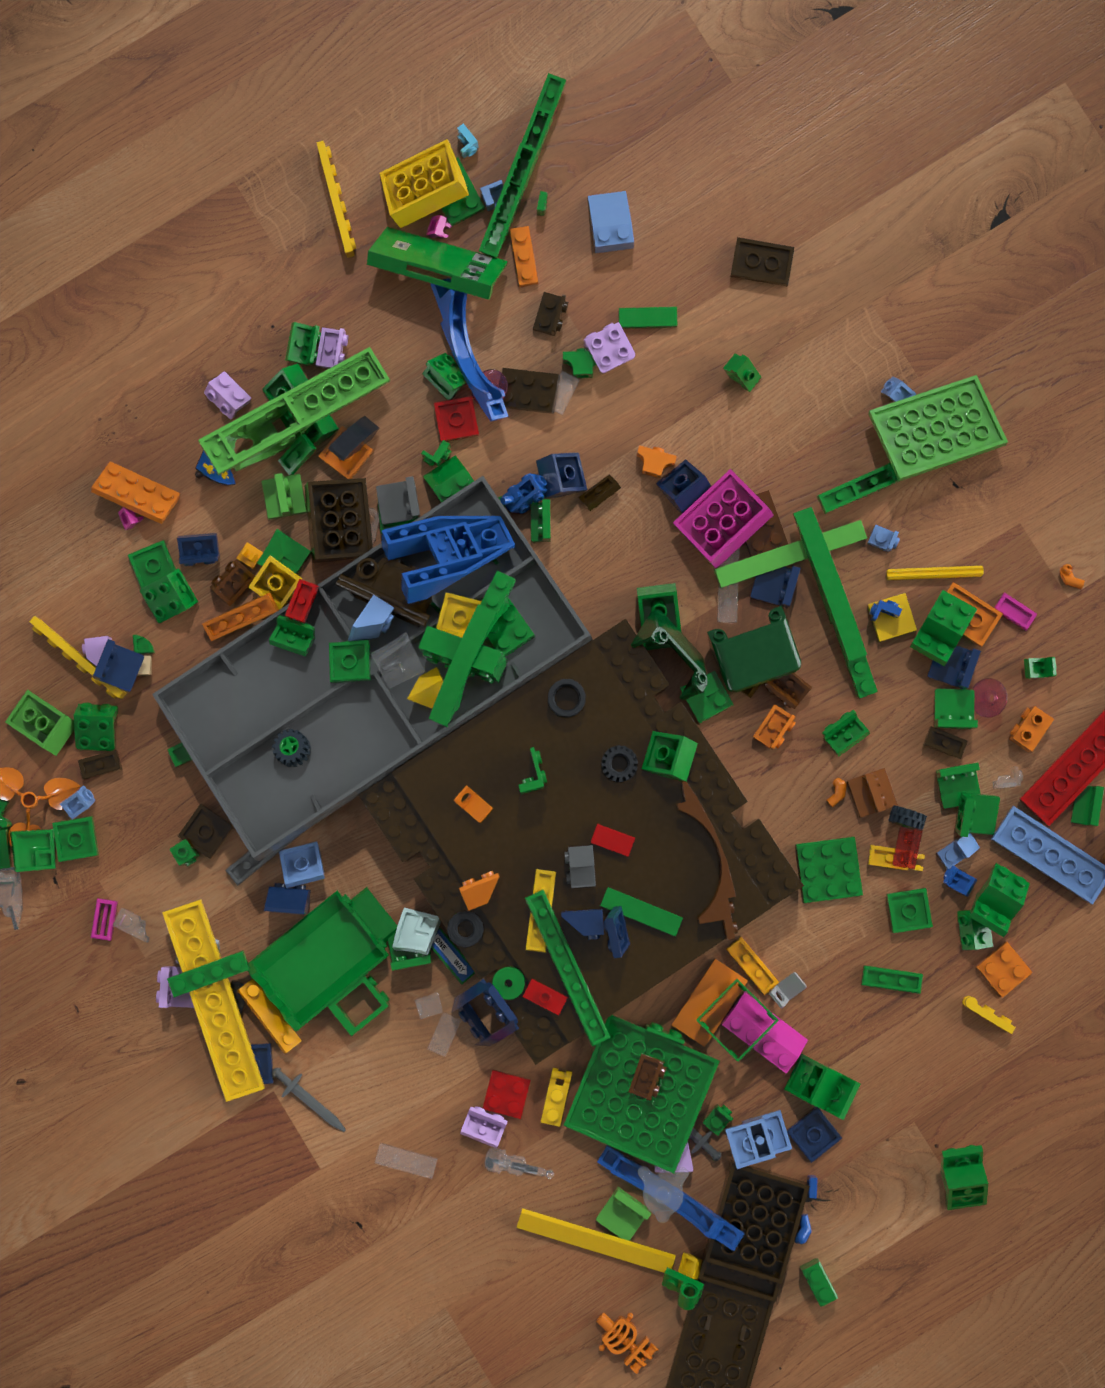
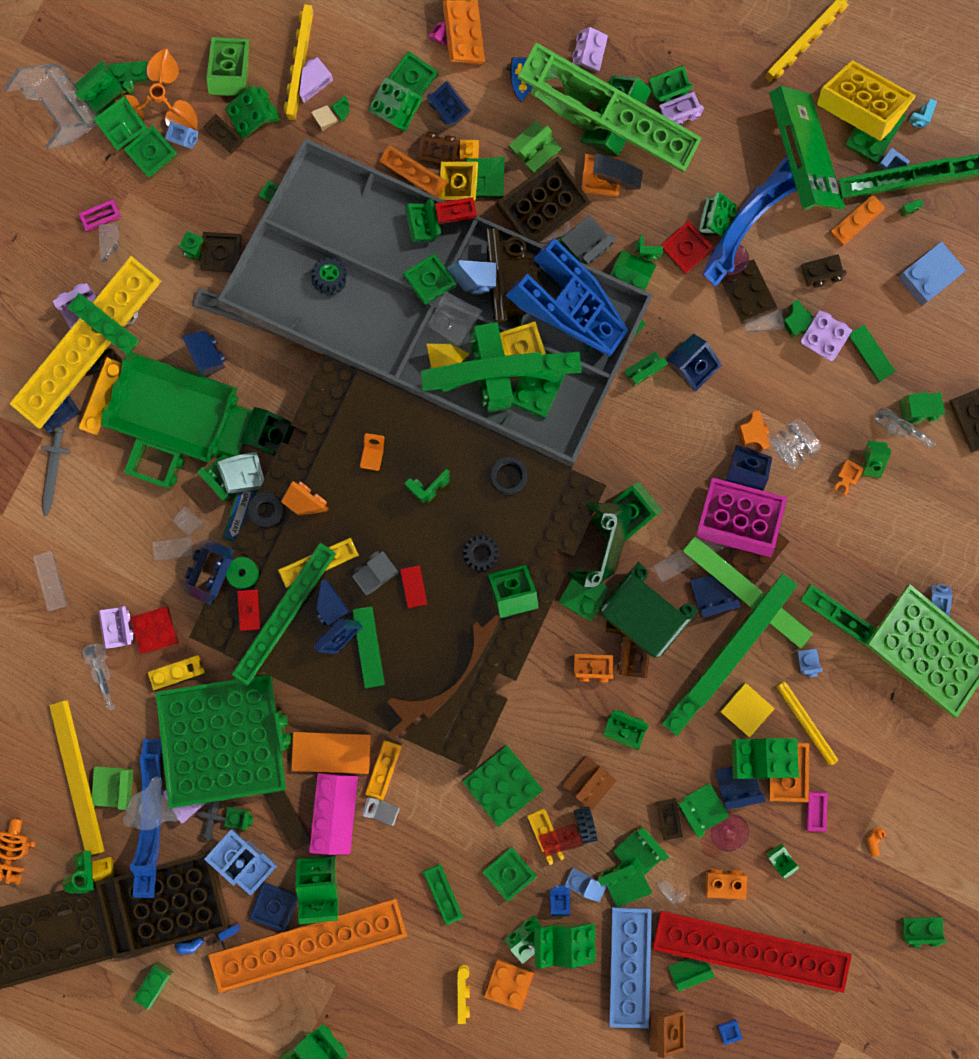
camera: 55 degrees right, 0 degrees up
(118, 666) = (311, 96): dark blue bracket -> none
(297, 454) = (575, 135): green plate -> none
(301, 864) = (240, 346): medium blue plate -> none
(392, 887) = (266, 431): none -> dark green slope
(436, 227) = (836, 133): dark pink tile -> none
(523, 494) = (657, 339): blue brick -> none
(599, 492) = (699, 402): dark brown plate -> none
(647, 1077) = (235, 737): reddish brown bracket -> none
(687, 428) = (795, 443): none -> clear wheel
(715, 338) = (889, 419): none -> clear piece
(717, 1000) = (307, 761): green piece -> none
(721, 305) = (921, 406): none -> green brick
(742, 402) = (849, 474): none -> orange plate
(745, 1075) = (288, 819): none -> dark brown tile
(840, 792) = (573, 755): orange arm -> none
(865, 1125) = (307, 945): none -> orange plate
(889, 608) = (753, 701): blue bracket -> none

